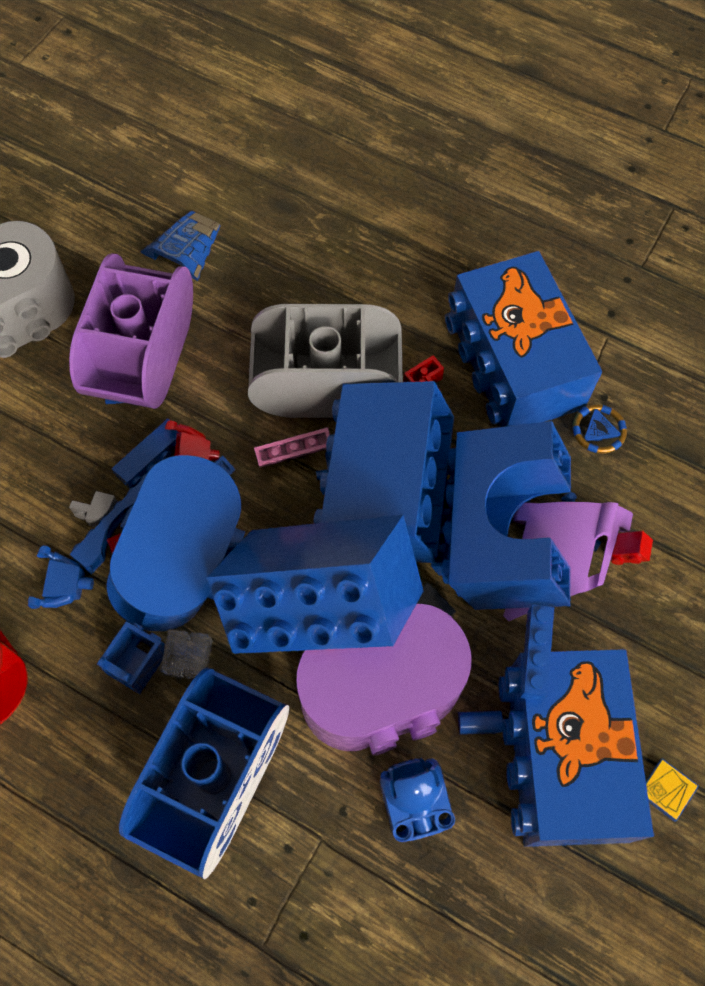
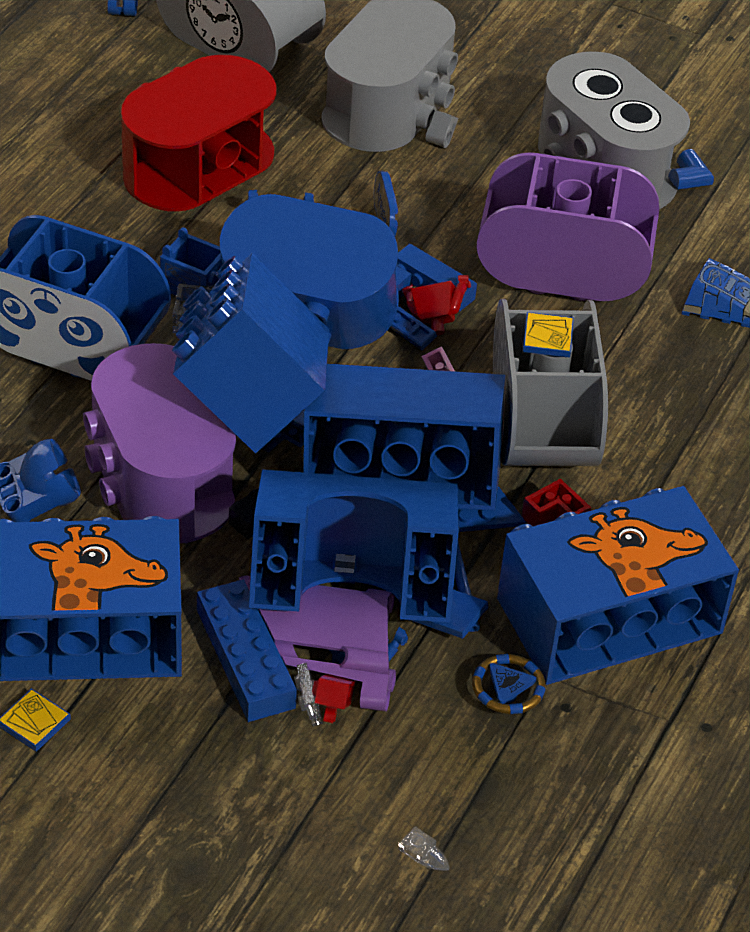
camera: 85 degrees right, 20 degrees down
(56, 486) = (385, 200): none -> tile
(317, 340) = (548, 334): none -> yellow tile
(537, 653) = (174, 520): blue brick -> none
(596, 612) = (246, 651): none -> blue brick
(637, 568) = (307, 700): none -> clear plate

